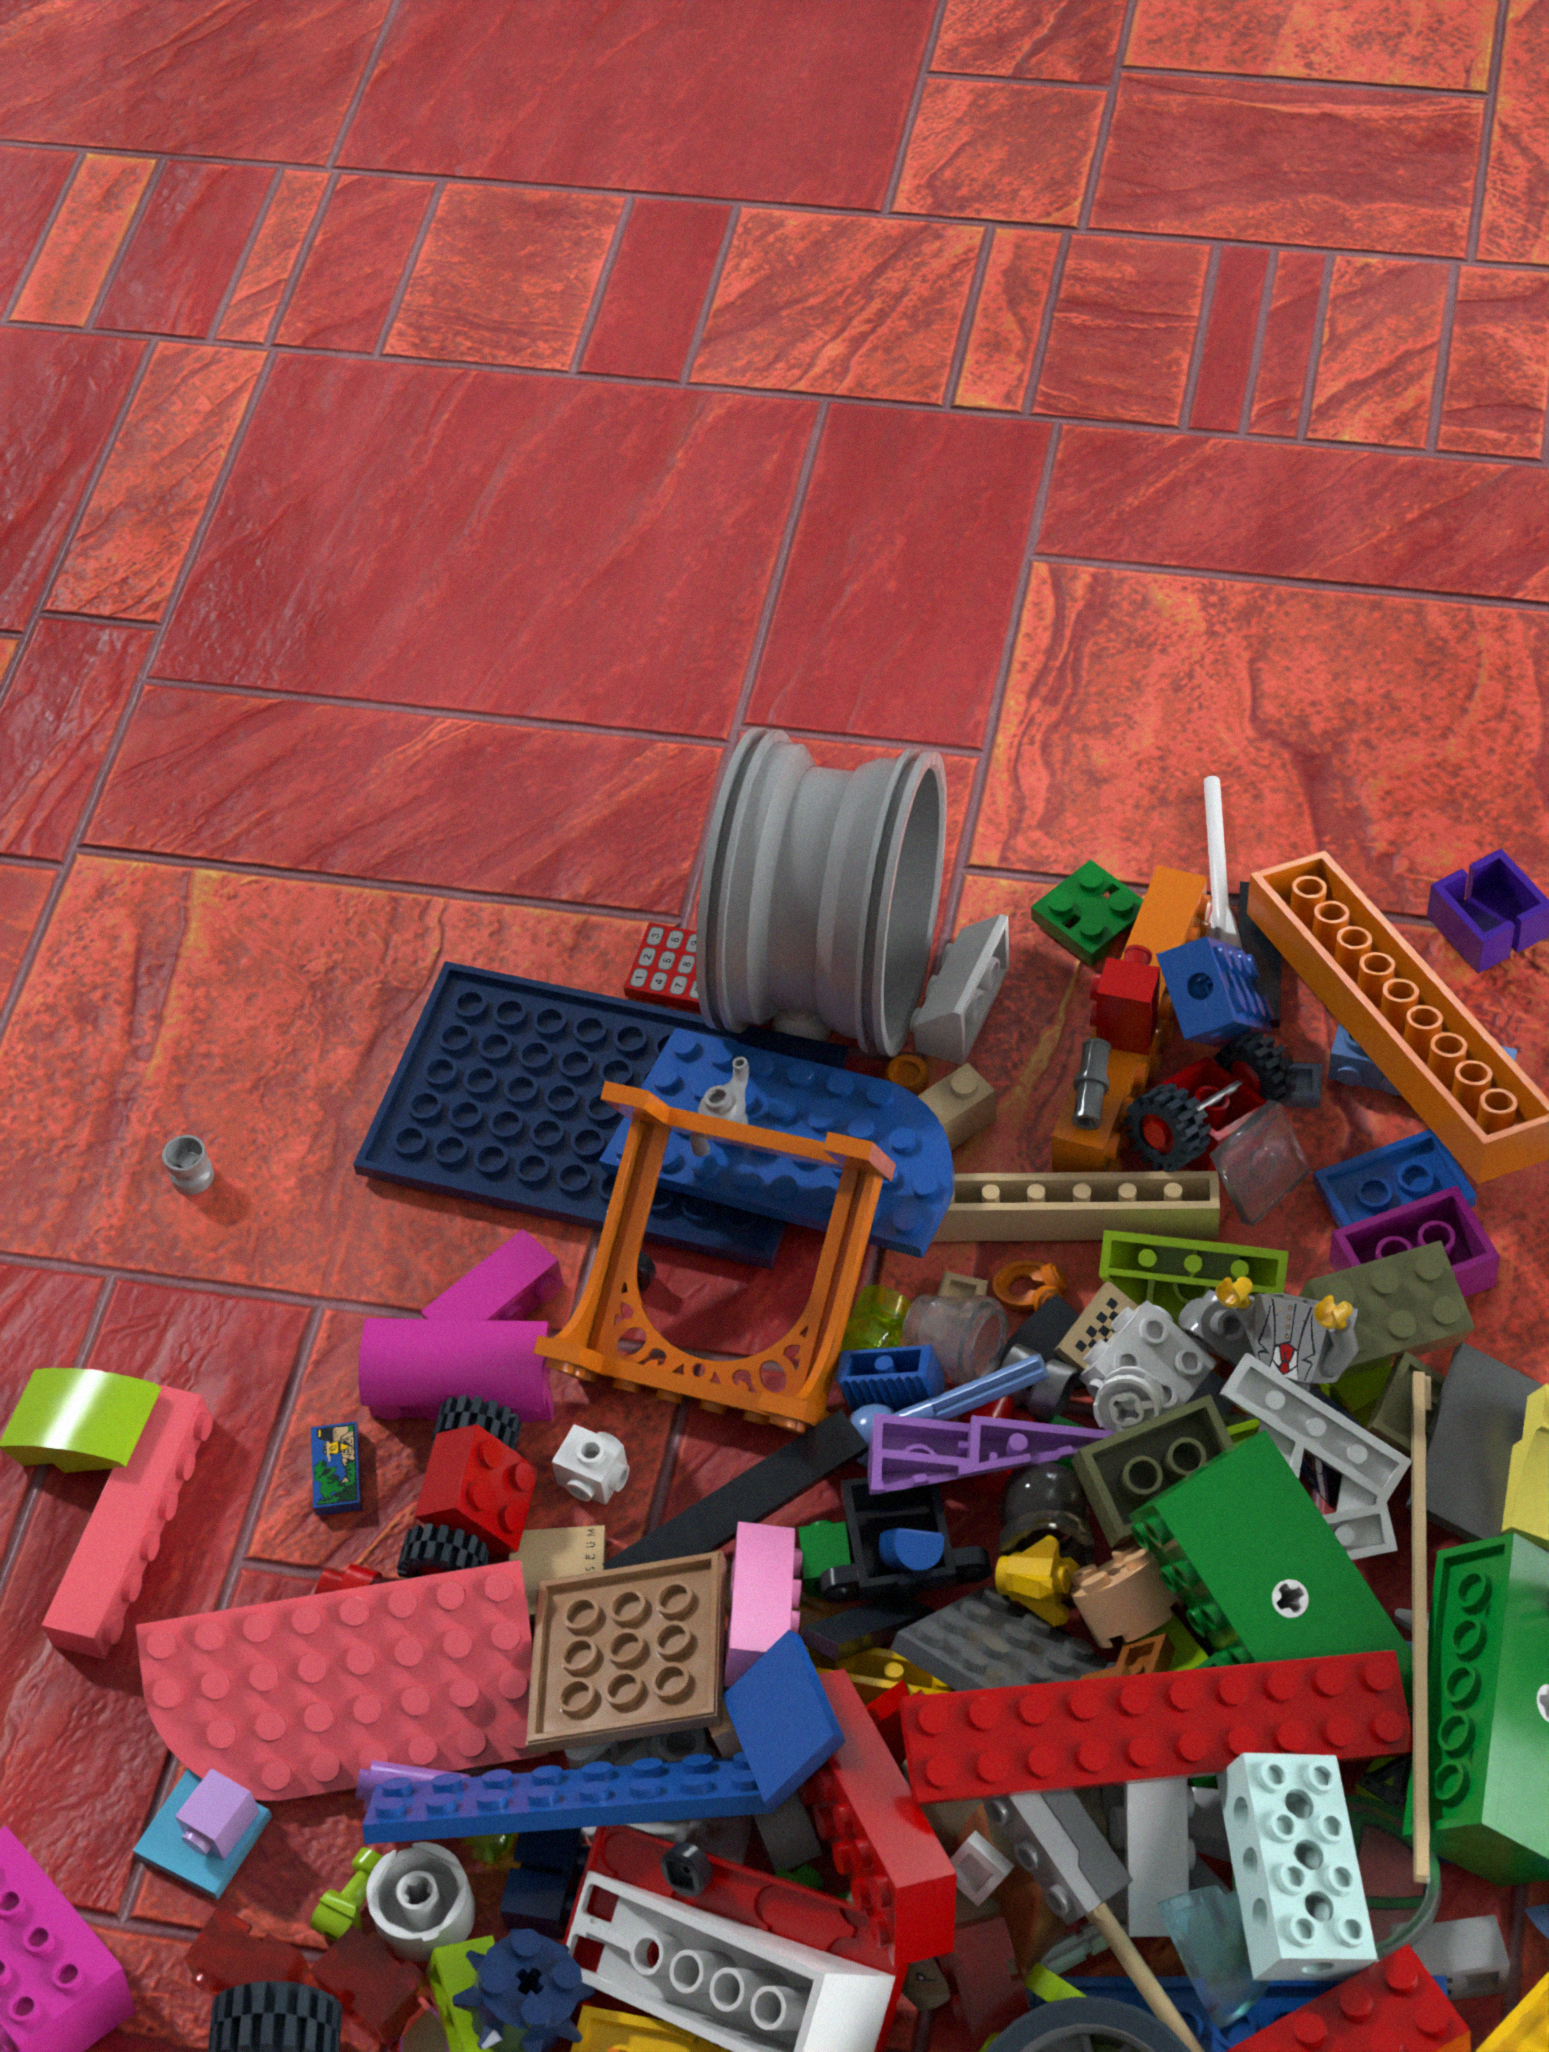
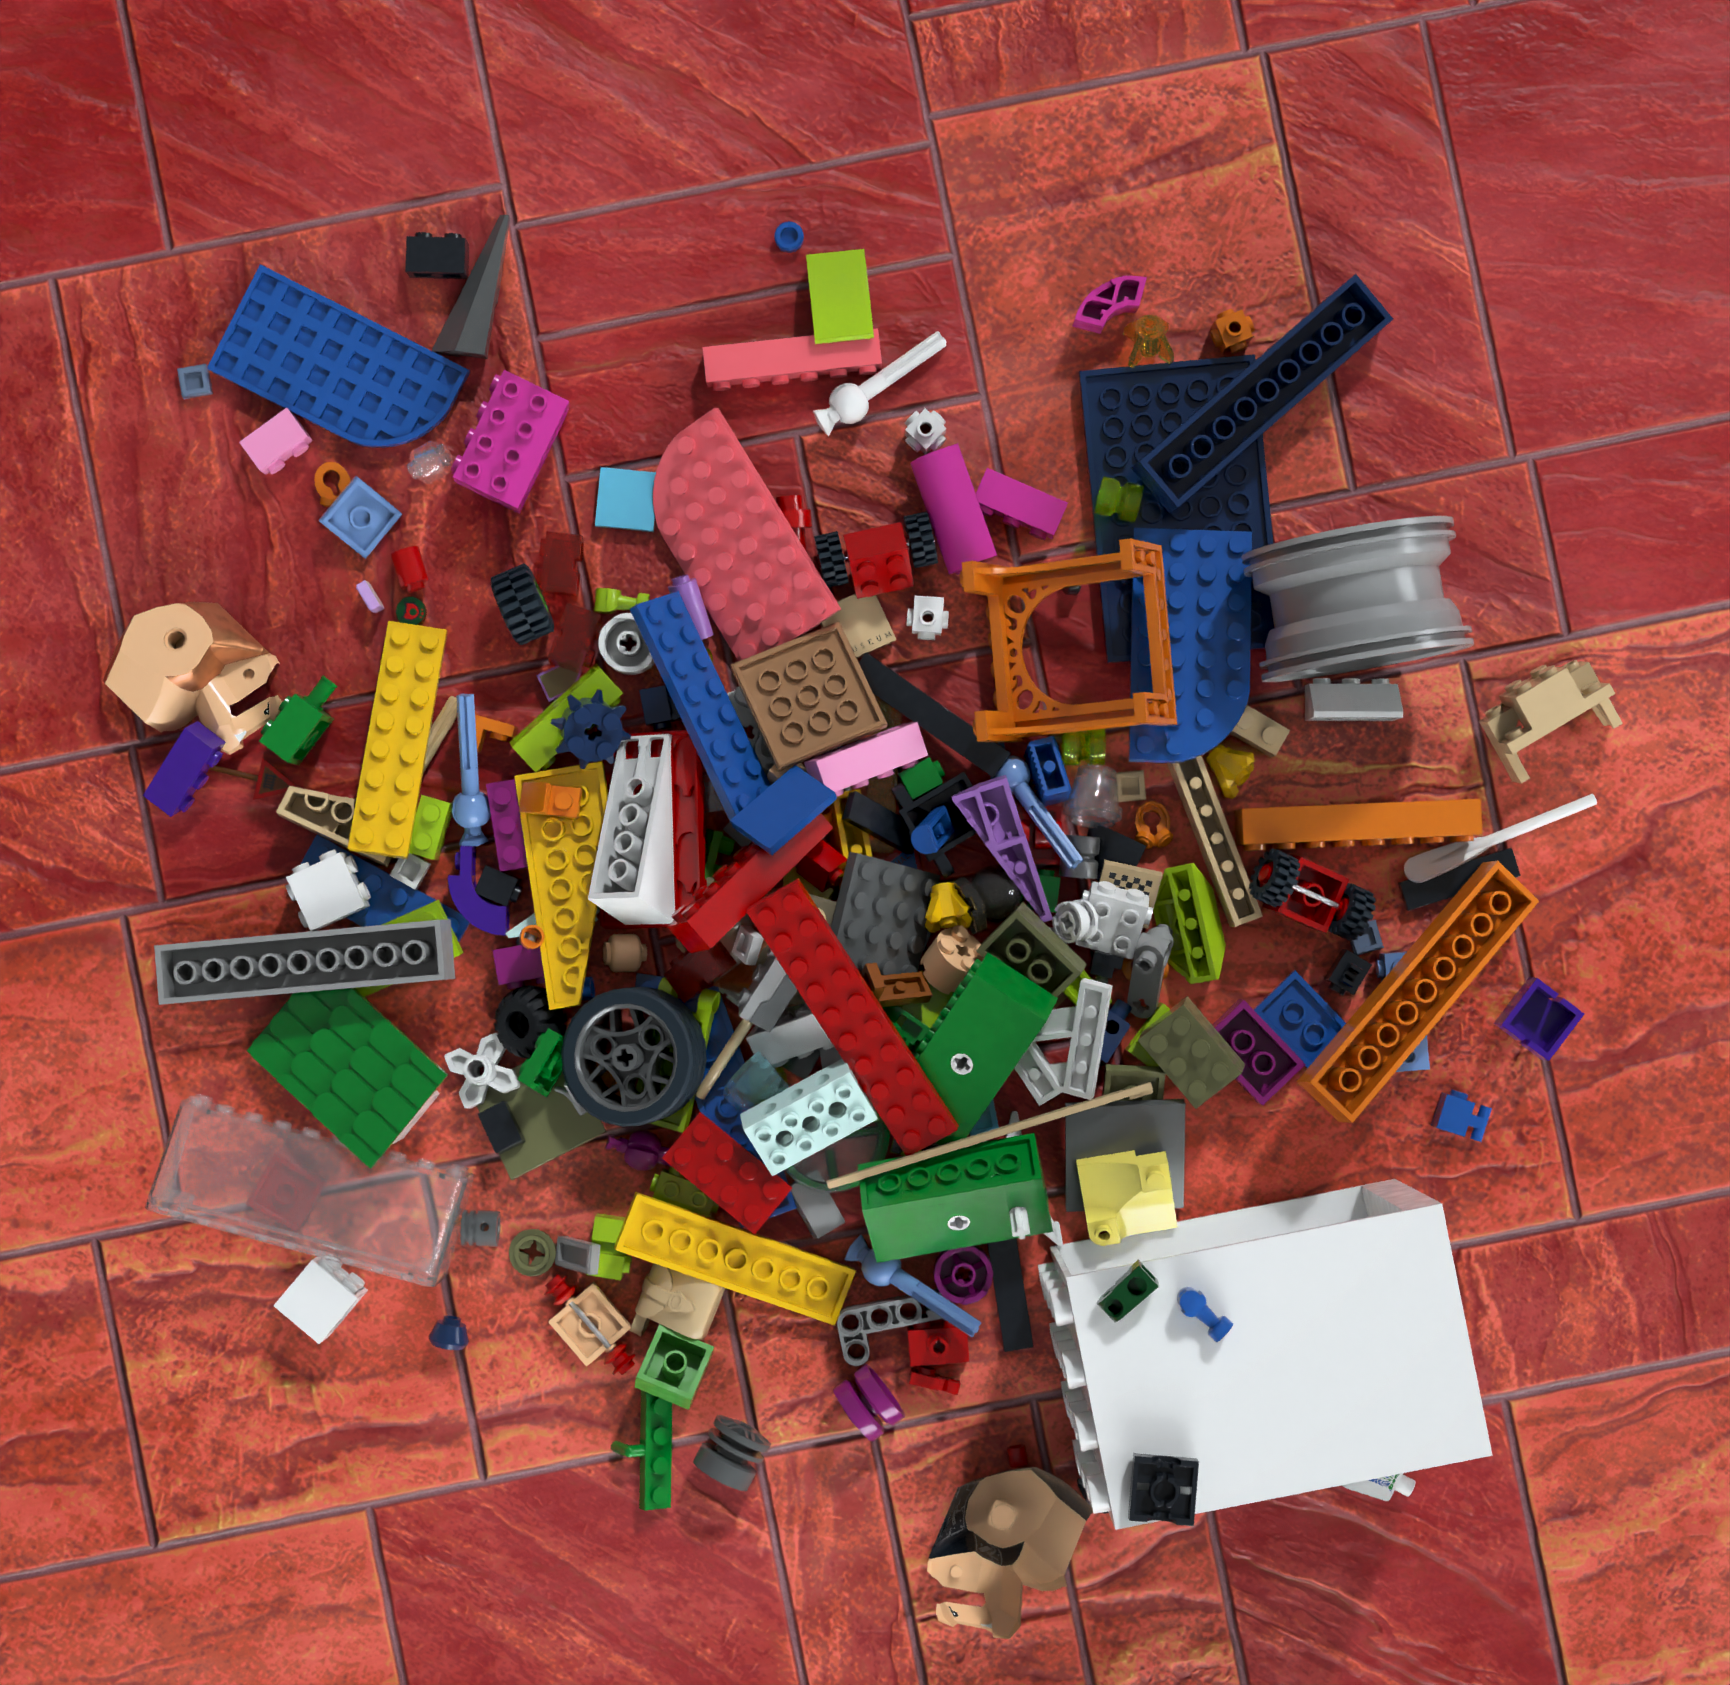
camera: 65 degrees right, 35 degrees up
(188, 1164) = (1045, 260): light grey wheel -> none
(216, 1815) = (631, 507): lavender brick -> none
(233, 1458) = (850, 402): none -> white piece
(281, 1092) = (1108, 300): none -> dark pink brick
(328, 1379) = (921, 441): none -> white brick
(336, 1468) = (874, 462): tile -> none
(354, 1065) = (1149, 339): none -> clear yellow brick
(401, 976) = (1227, 340): none -> orange brick
(502, 960) = (1262, 393): none -> dark blue brick
(554, 1156) = (1118, 499): none -> clear neon green wheel
(665, 968) = (1310, 505): tile -> none
(686, 1869) = (683, 790): black tile -> none
(724, 1103) = (1187, 596): light grey piece -> none
(909, 1073) = (1280, 692): orange tile -> none
(987, 1152) = (1230, 768): none -> yellow rock
(1061, 769) = (1542, 705): none -> tan piece
(1091, 1083) = (1284, 821): dark grey pin -> none
(1093, 917) = (1446, 766): green brick -> none
(1127, 1001) = (1347, 824): red brick -> none
(1215, 991) = (1384, 874): blue brick -> none
(1261, 1163) = (1285, 938): clear tile -> none
(1294, 1334) = (1145, 1007): light grey torso -> none
(1340, 1112) = (1347, 973): none -> black brick

